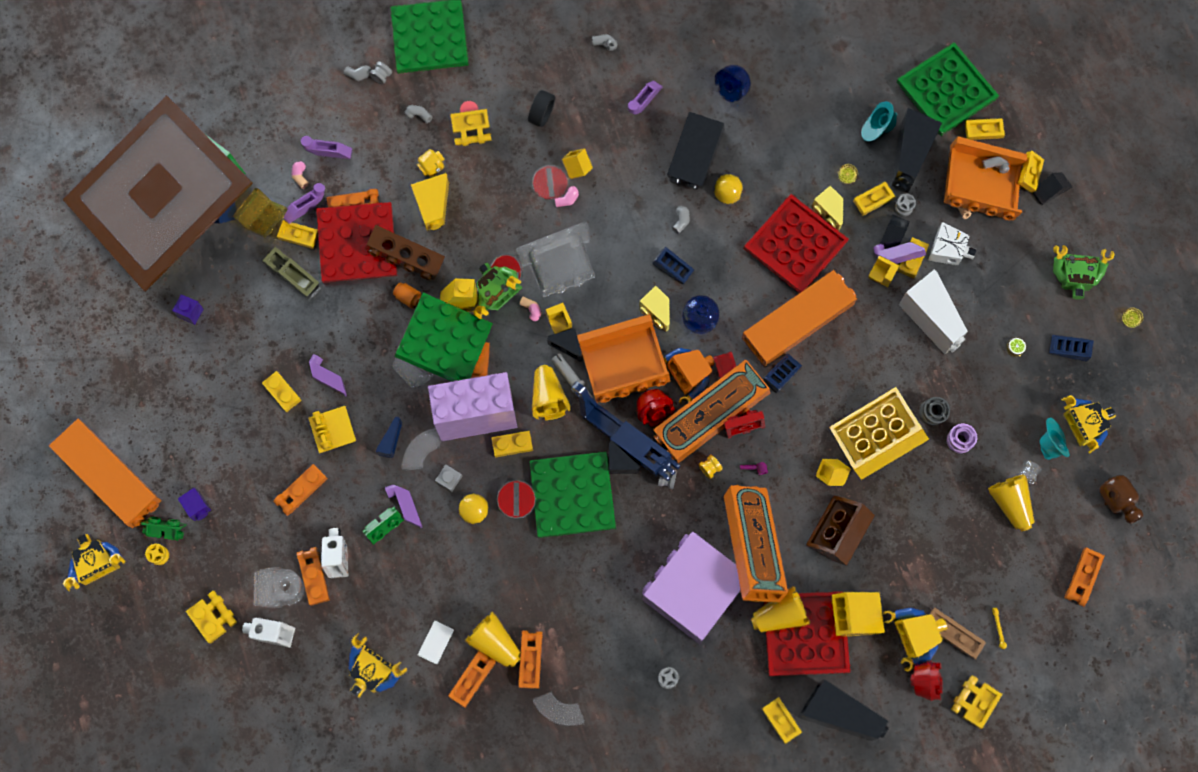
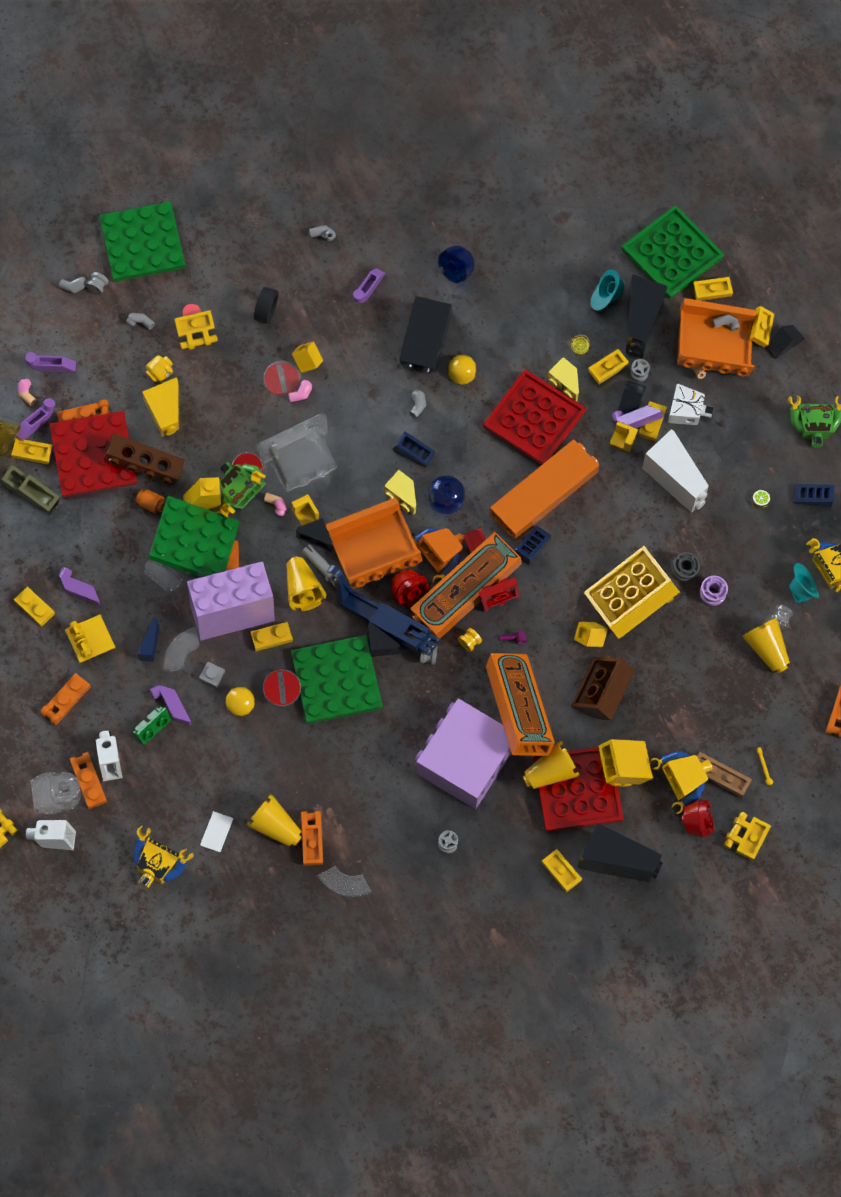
camera: 10 degrees left, 5 degrees down
(471, 679) = (256, 861): orange plate -> none

